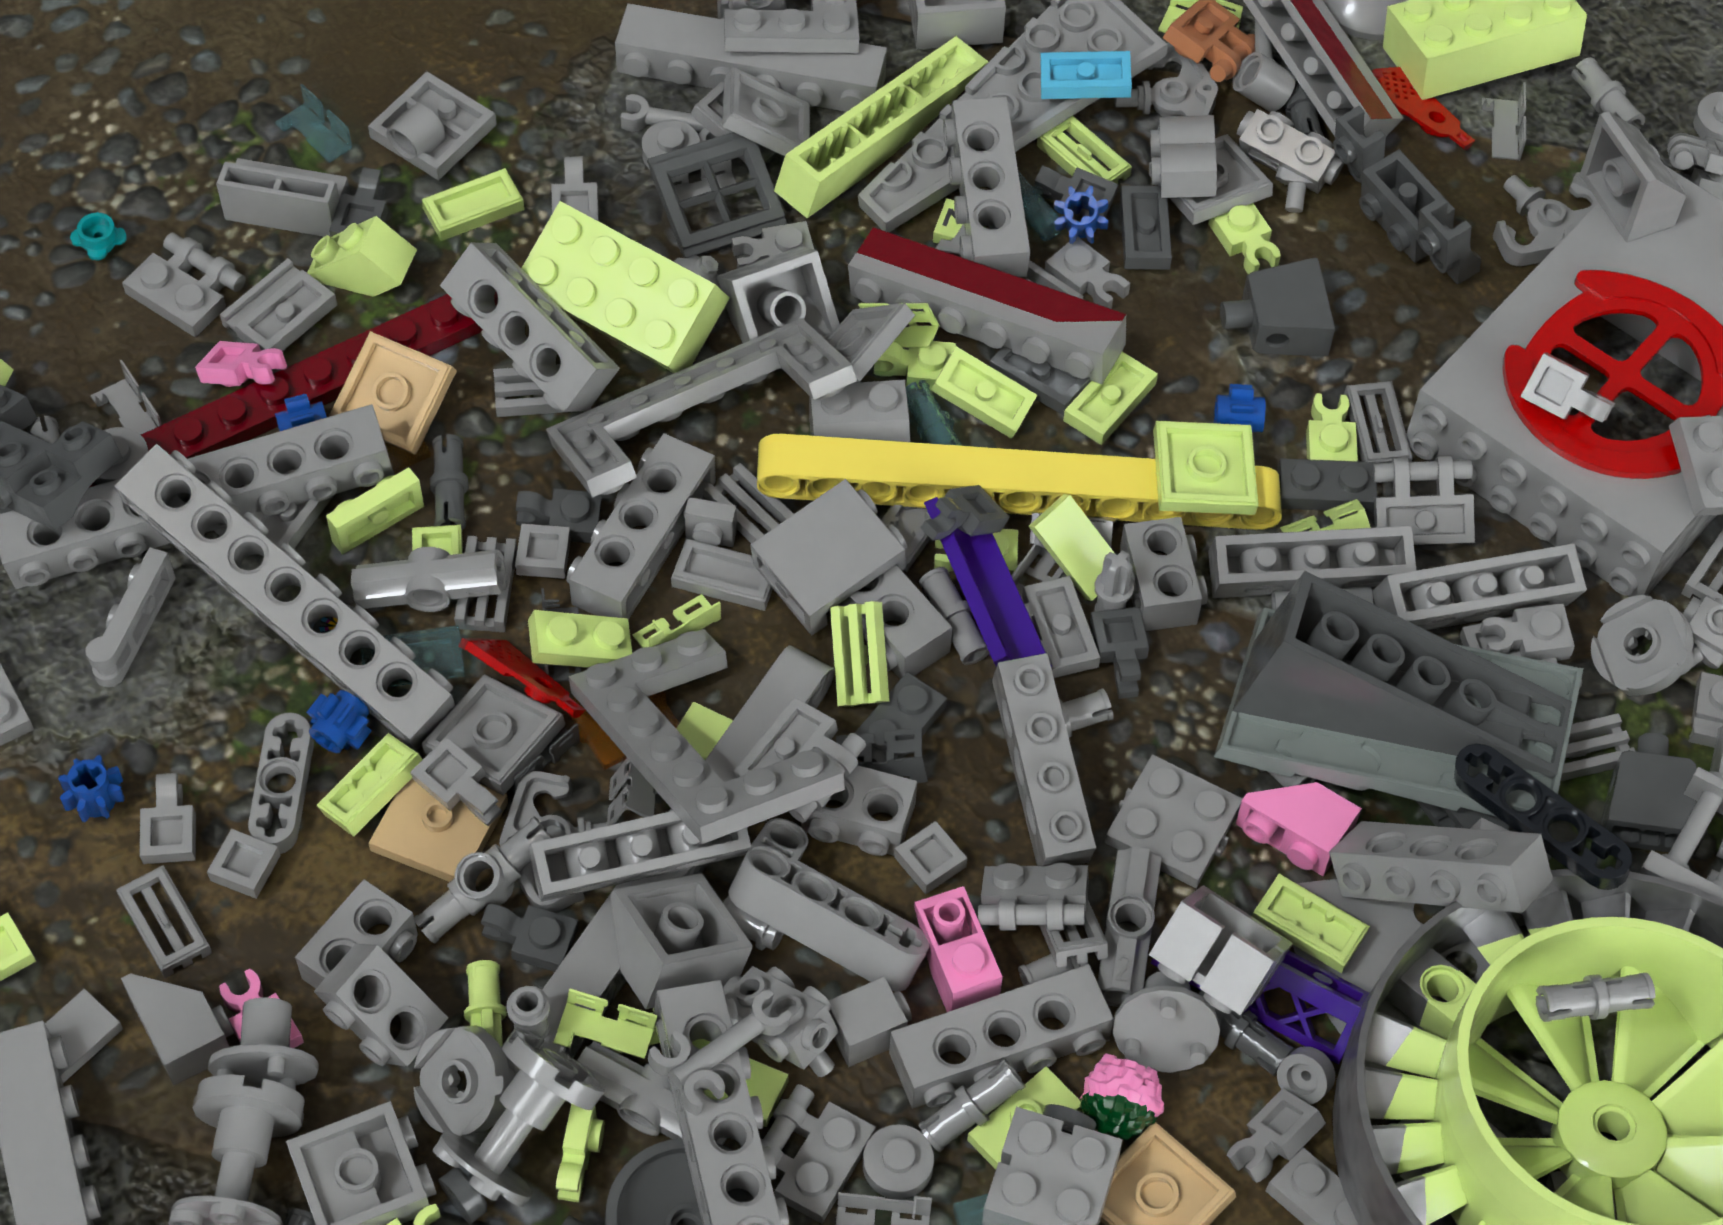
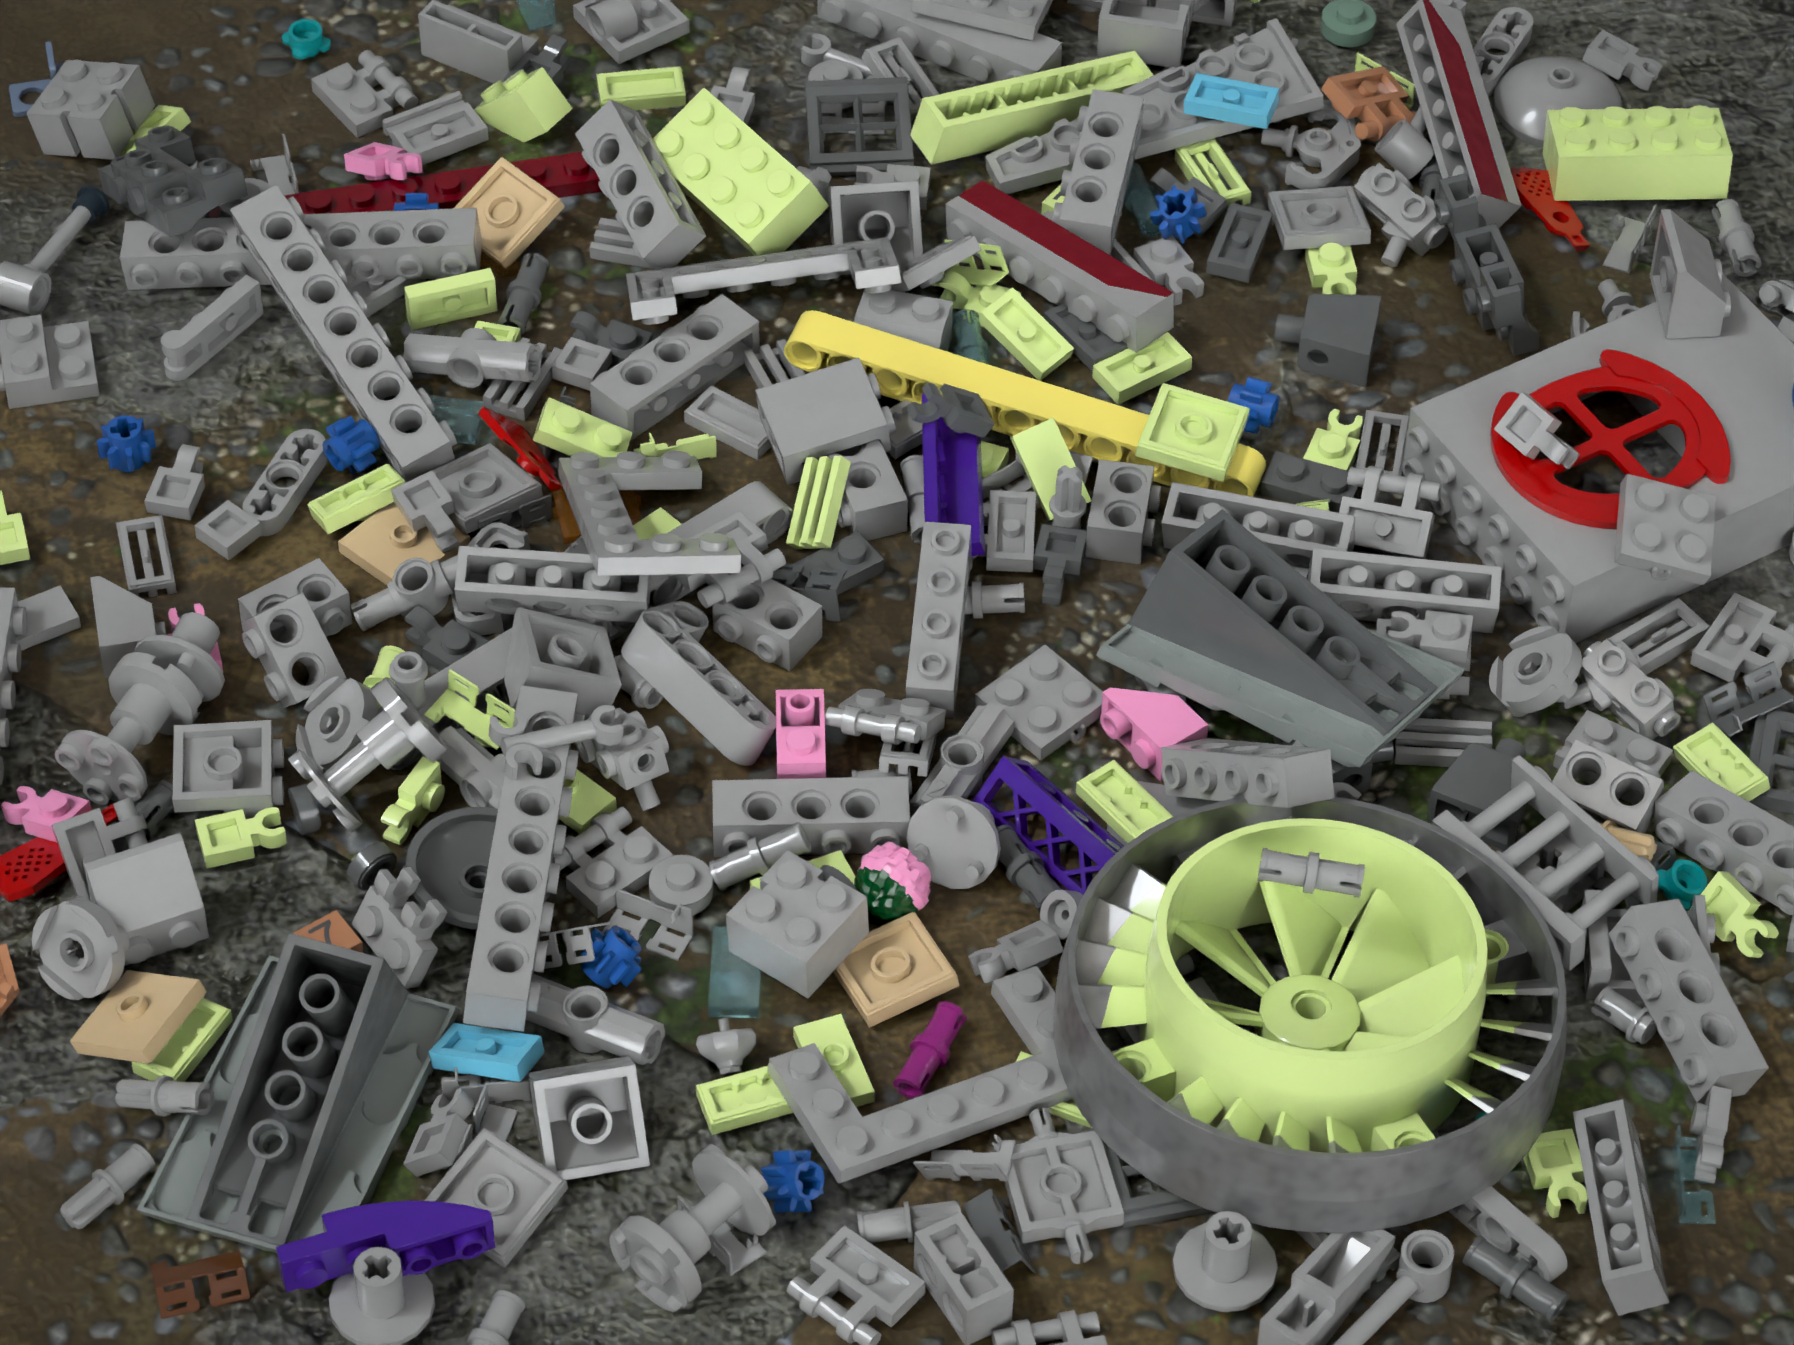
camera: 20 degrees right, 10 degrees down
(710, 522) = (736, 375): light grey plate -> none
(764, 112) = (925, 66): light grey tile -> none
(867, 1018) = (692, 771): light grey brick -> none
(930, 857) = (813, 670): light grey plate -> none
(1184, 156) = (1296, 188): light grey brick -> none
(1219, 950) = (1018, 783): piece -> none
(1547, 810) = (1357, 749): black beam -> none

